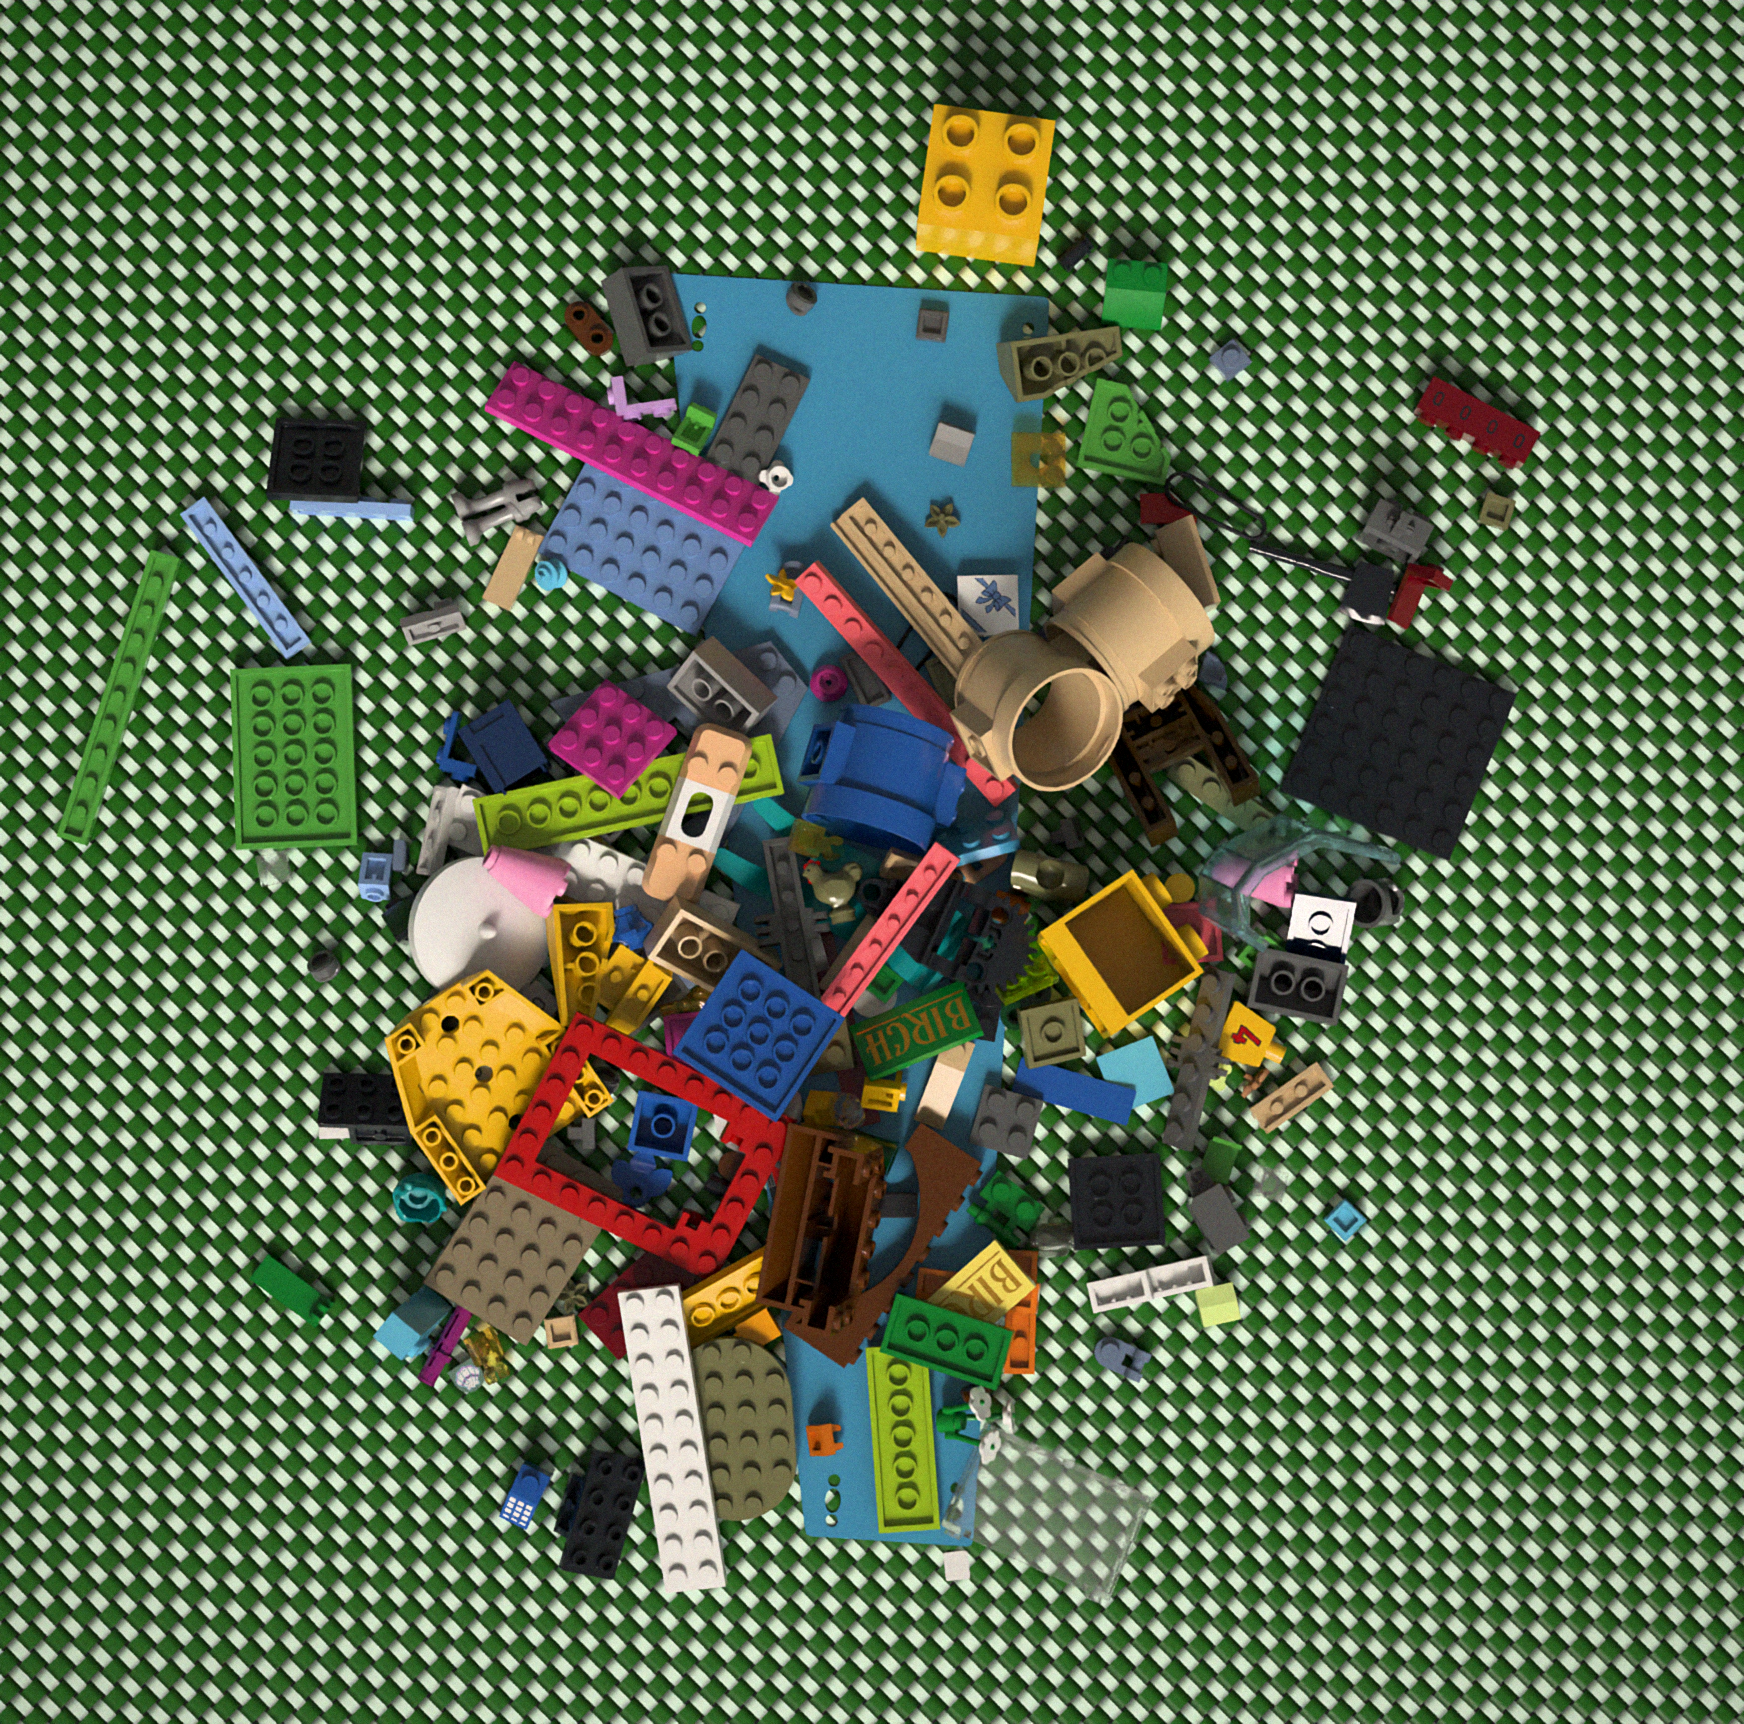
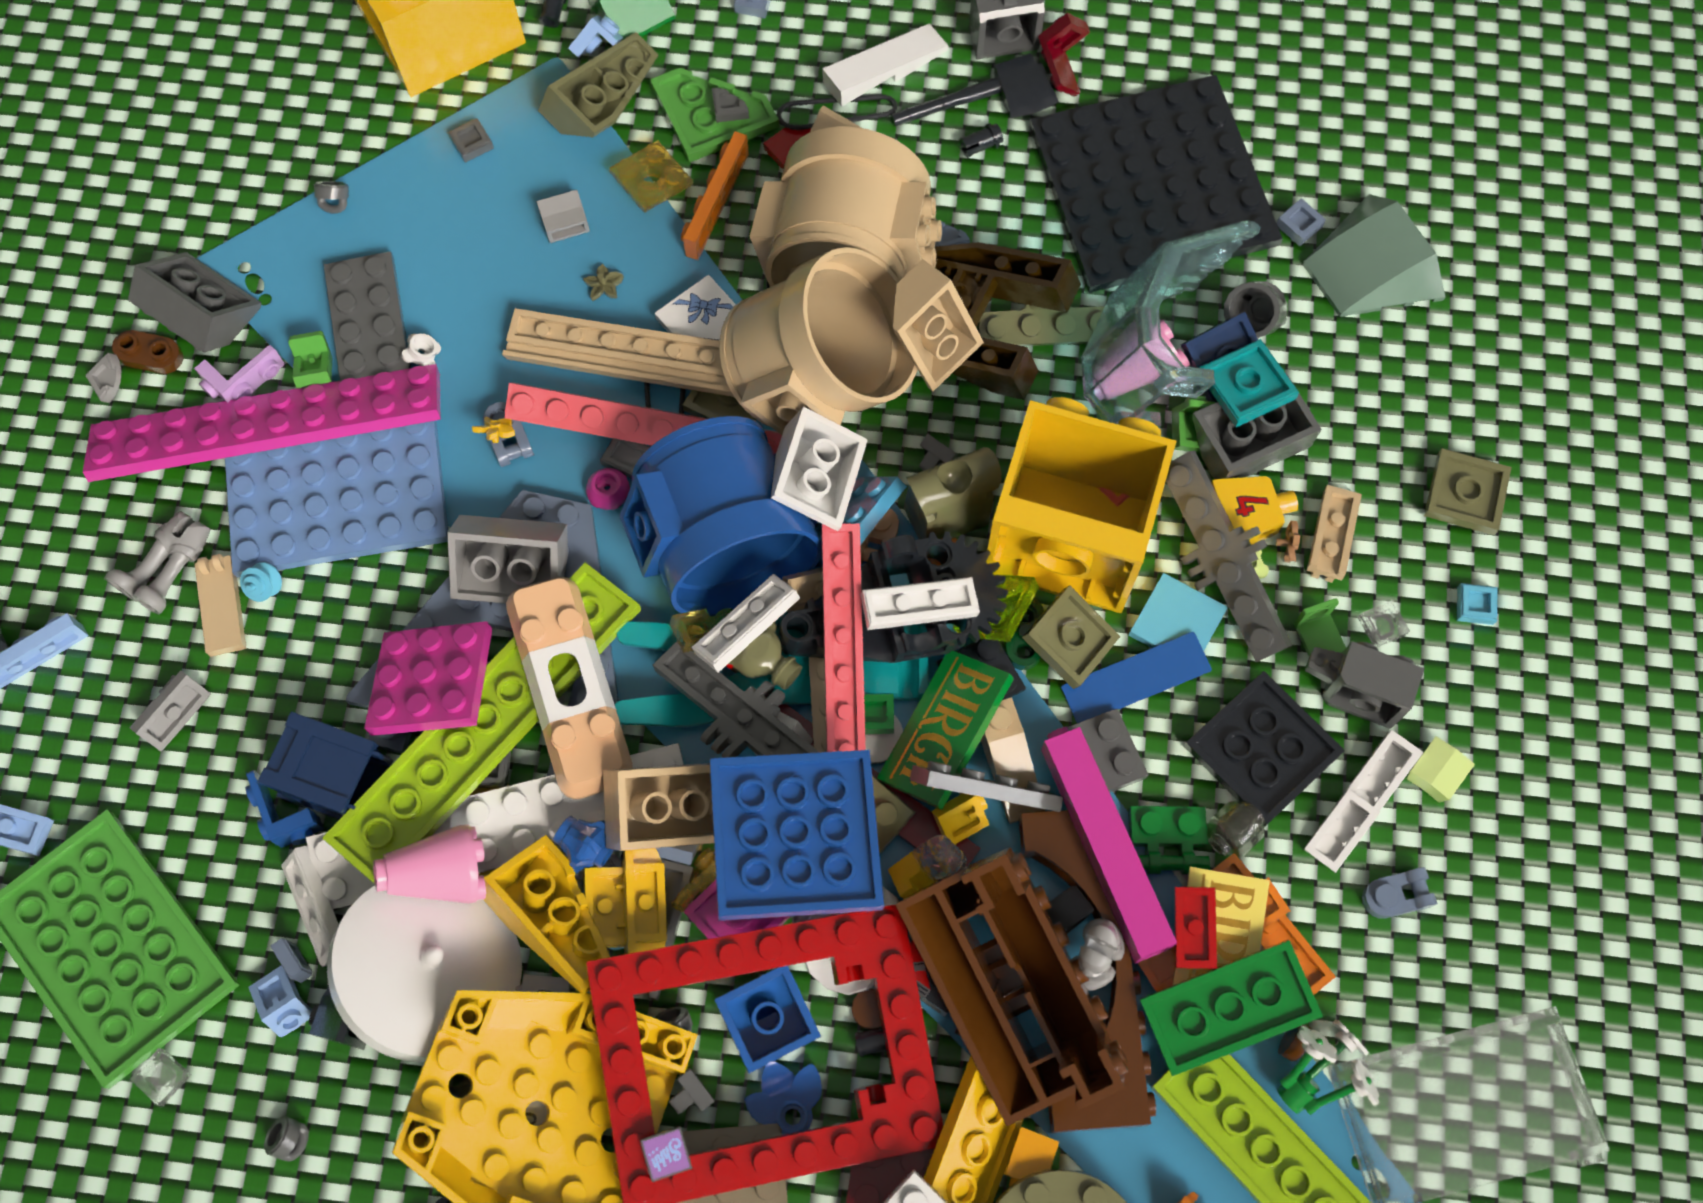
camera: 40 degrees left, 15 degrees down
(541, 1160) = (665, 1153): none -> tile
(547, 329) = (106, 377): none -> light grey tile
(840, 863) = (745, 623): none -> white tile
(902, 1086) = (973, 783): none -> plate
(903, 1242) = (1101, 946): none -> light grey piece
(955, 1183) = (1107, 844): none -> dark pink brick
(958, 942) = (919, 603): none -> white tile
(960, 801) = (817, 467): none -> white slope
(965, 1278) = (1195, 927): none -> red plate
(1060, 517) = (719, 186): none -> orange plate
(1083, 308) = (589, 38): none -> light blue bracket
(1118, 758) = (933, 323): none -> tan slope
(1135, 447) = (728, 106): none -> dark grey tile
(1281, 495) = (873, 66): none -> white slope
(1300, 614) = (981, 140): none -> black pin
(1314, 955) = (1250, 383): none -> teal tile
(1407, 1141) = (1468, 491): none -> olive plate
(1473, 858) = (1300, 222): none -> sand blue plate
(1498, 927) = (1375, 261): none -> sand green wedge

